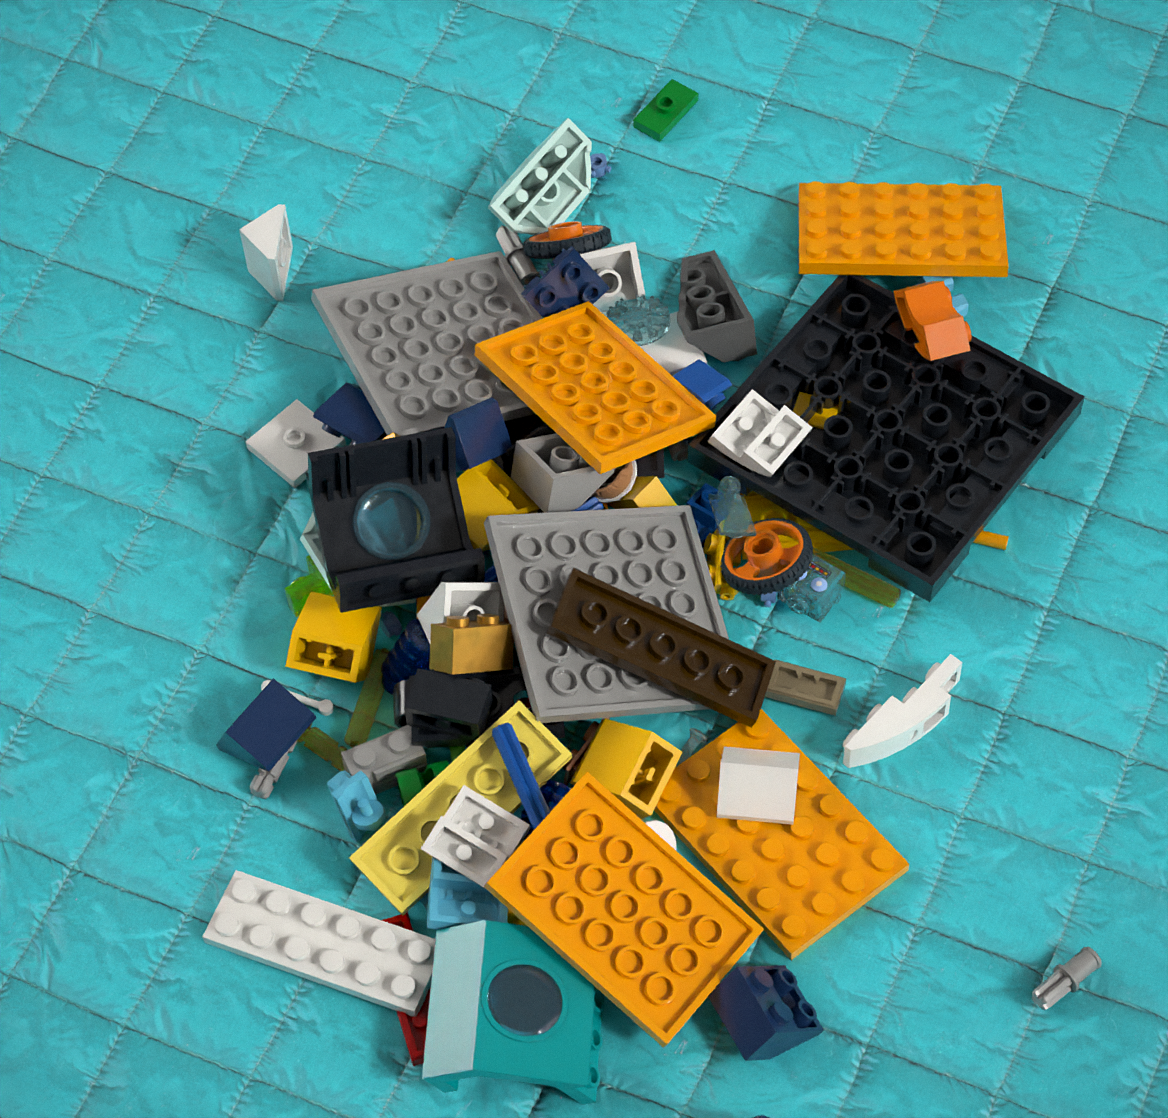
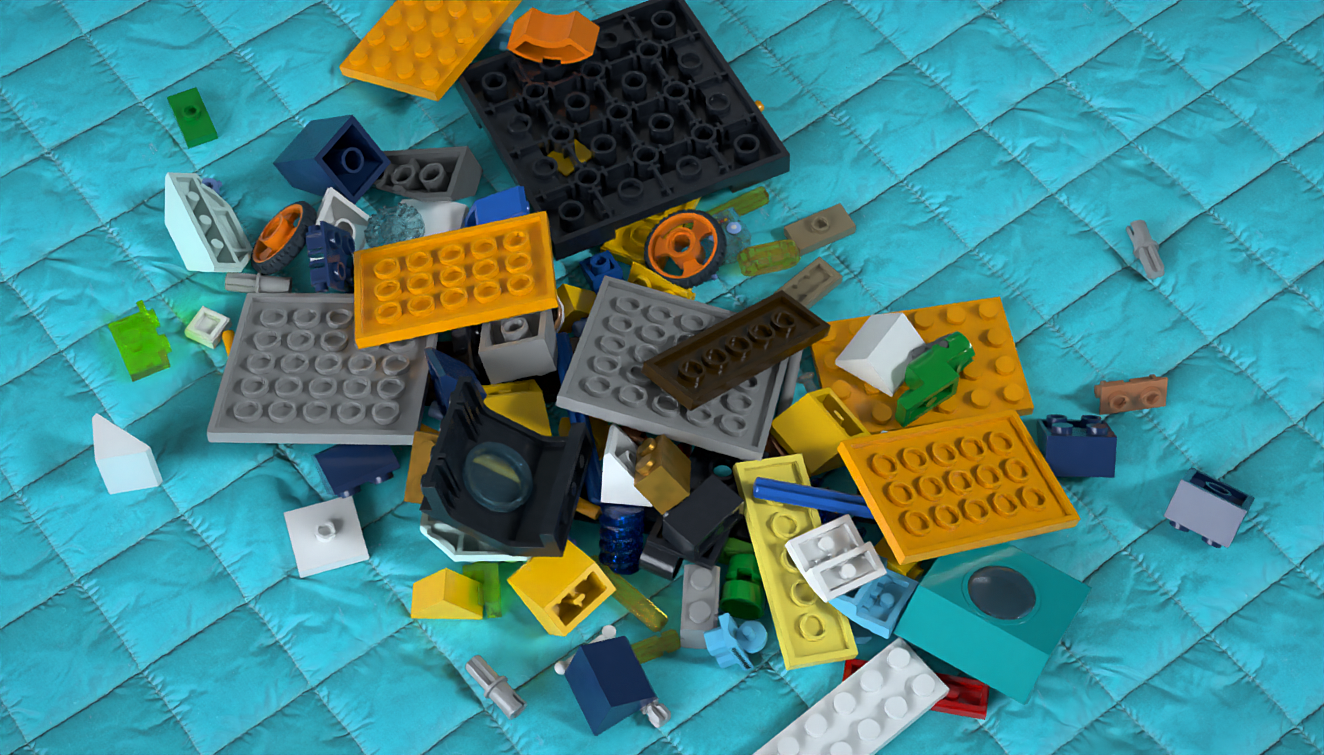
camera: 65 degrees left, 0 degrees up
(217, 644) = (496, 687): none -> light grey axle
(283, 561) = (446, 597): none -> yellow slope
(400, 205) = (139, 343): none -> clear neon green bracket
(452, 243) = (208, 327): none -> white tile
(677, 234) = (333, 155): none -> dark blue slope
(683, 725) = (789, 382): none -> light grey bar
(731, 510) = (642, 247): clear light blue hinge -> none
(753, 836) = (933, 375): none -> green plate
(759, 434) = (581, 192): white slope -> none
(816, 636) = (768, 257): none -> clear yellow beam
(858, 1029) = (1131, 395): none -> nougat hinge
(885, 666) = (820, 229): none -> dark tan plate
(899, 723) = (877, 234): white slope -> none

